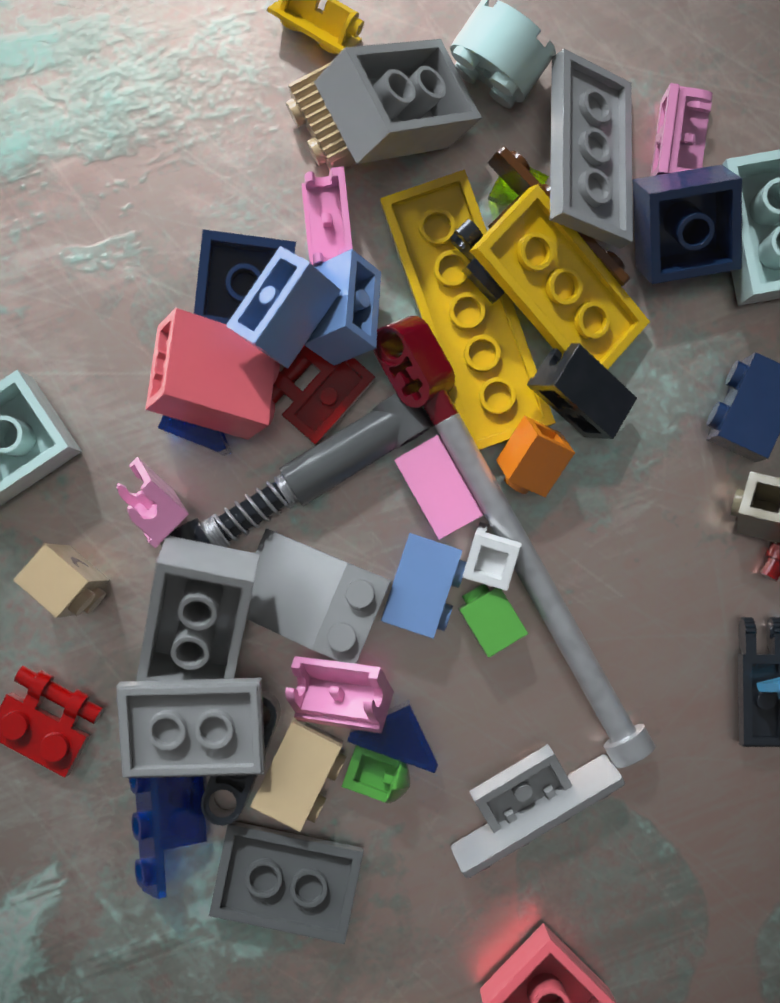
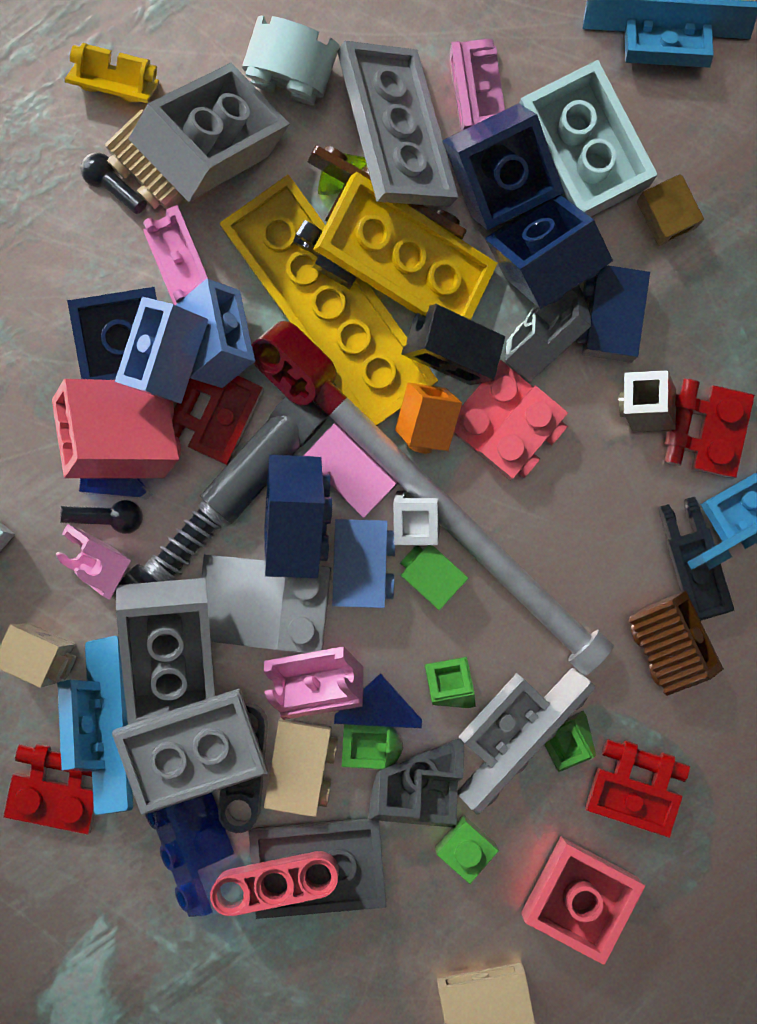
camera: 20 degrees left, 0 degrees up
(96, 663) = (86, 723): none -> dark azure bracket
(196, 466) = (122, 516): none -> black bar
(218, 899) = (258, 898): none -> coral beam
(275, 115) = (99, 173): none -> black bar
(371, 519) = (296, 516): none -> dark blue brick
(415, 832) = (420, 788): none -> dark grey slope
(444, 909) = (466, 849): none -> bright green brick
(477, 733) = (451, 683): none -> bright green slope
(583, 832) = (571, 743): none -> bright green slope
(615, 486) = (509, 422): none -> coral plate
(628, 910) = (634, 801): none -> red plate
(684, 403) = (547, 333): none -> dark grey slope
(710, 323) = (549, 250): none -> dark blue brick
(719, 763) = (675, 644): none -> reddish brown brick

